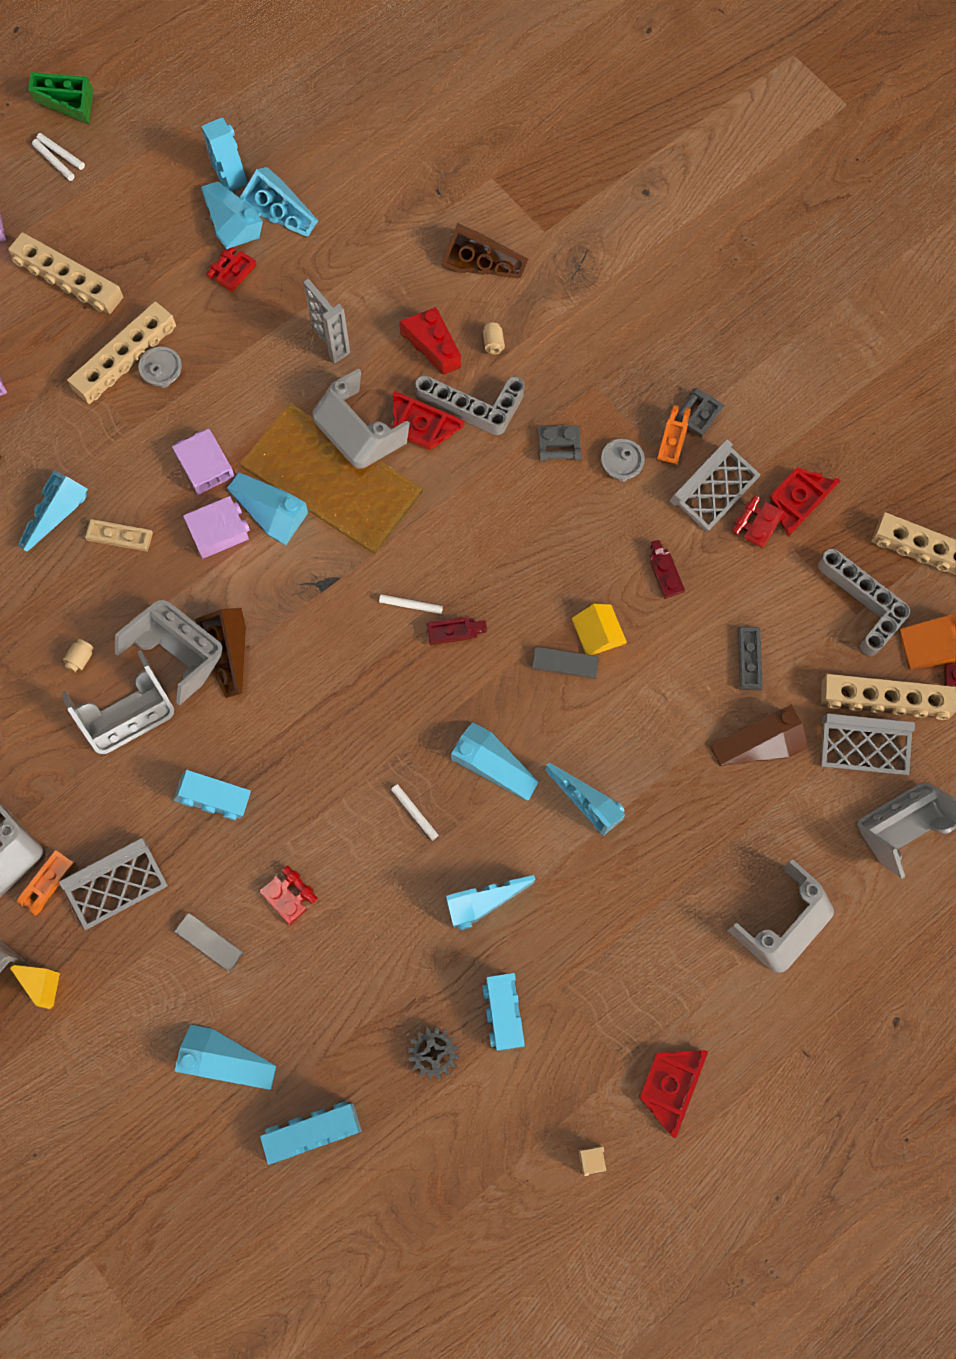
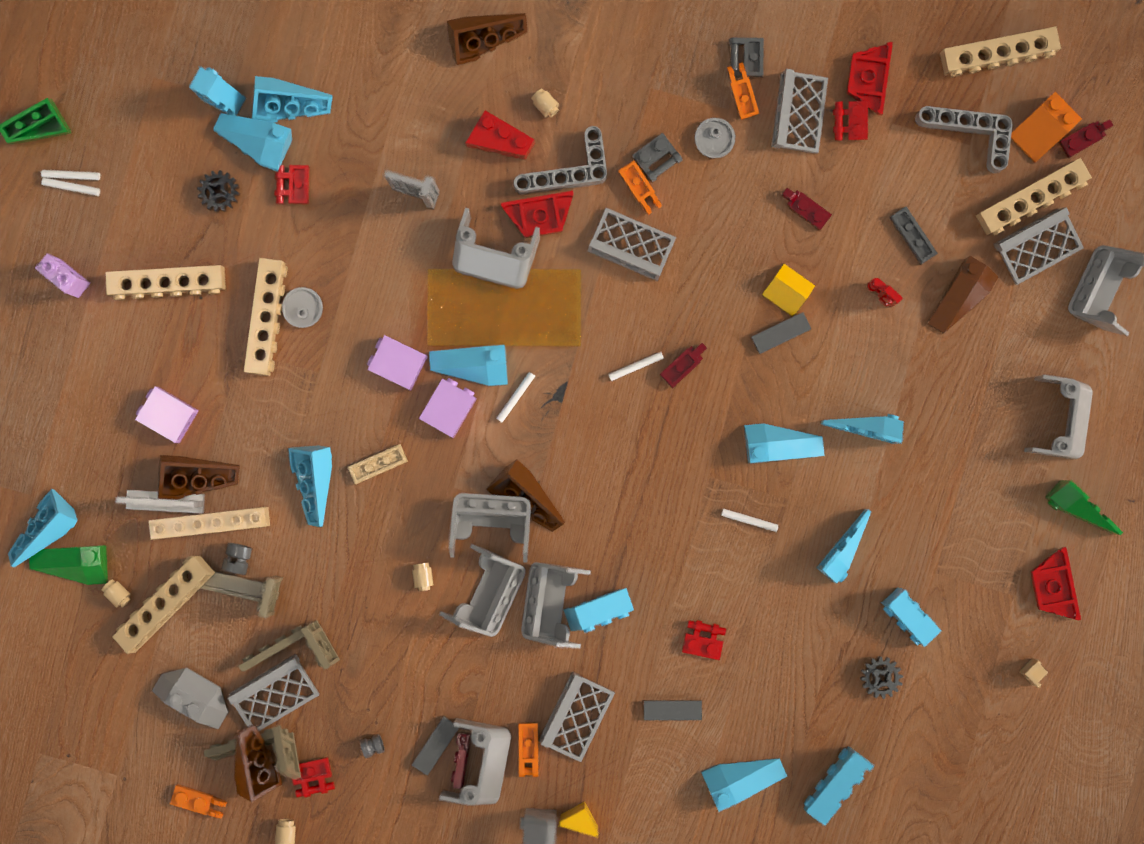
camera: 30 degrees left, 15 degrees up
(171, 755) = (545, 603): none -> light grey windscreen
(175, 237) = (215, 197): none -> black gear
(283, 559) = (515, 397): none -> white bar
(468, 505) = (627, 259): none -> light grey fence
(526, 454) = (639, 185): none -> orange hinge
(689, 690) = (887, 294): none -> red plate
(743, 1008) = (1072, 500): none -> green wedge

